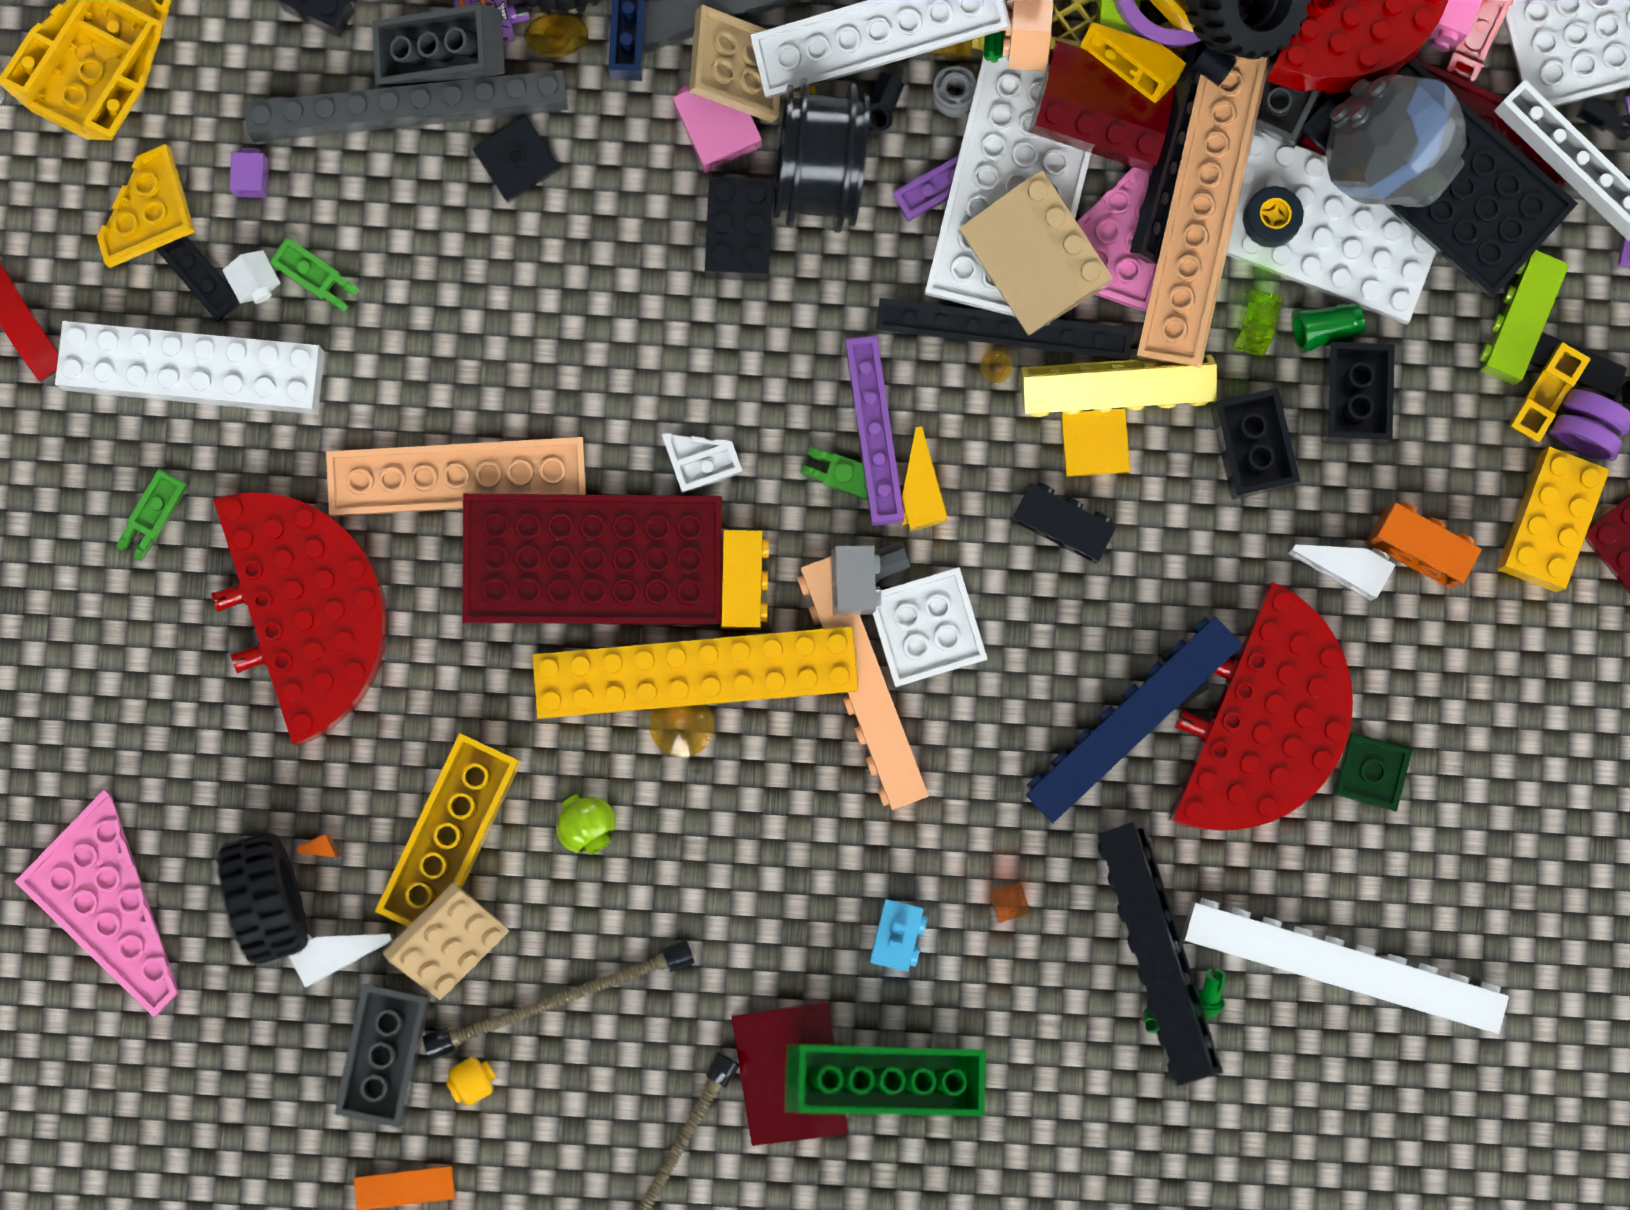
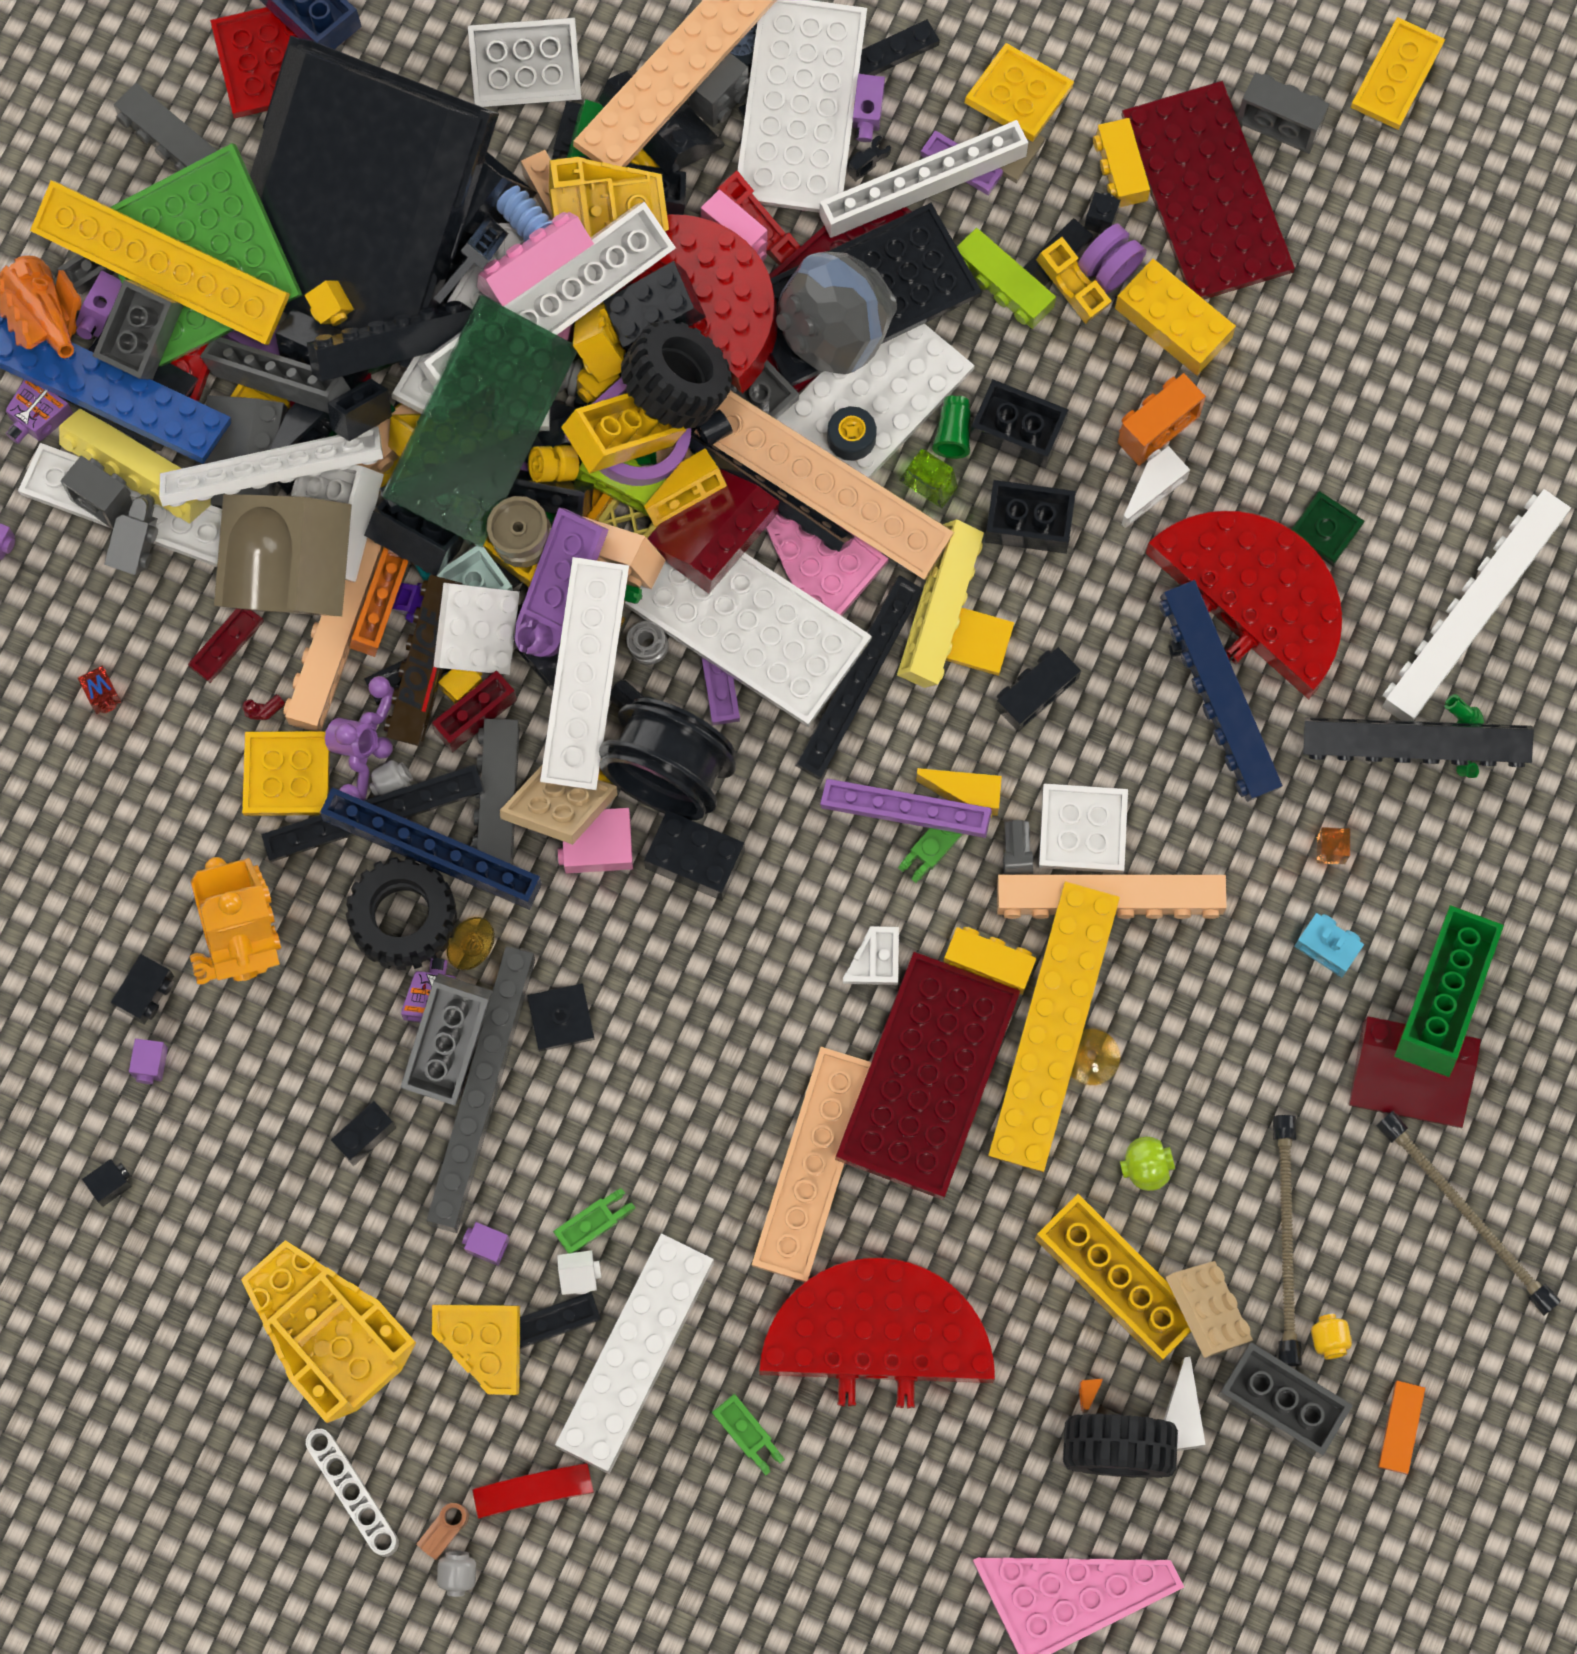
camera: 65 degrees left, 10 degrees down
(854, 580) = (1027, 865): light grey brick -> none
(1003, 360) = (887, 687): clear yellow plate -> none
(1036, 253) = (813, 623): tan slope -> none

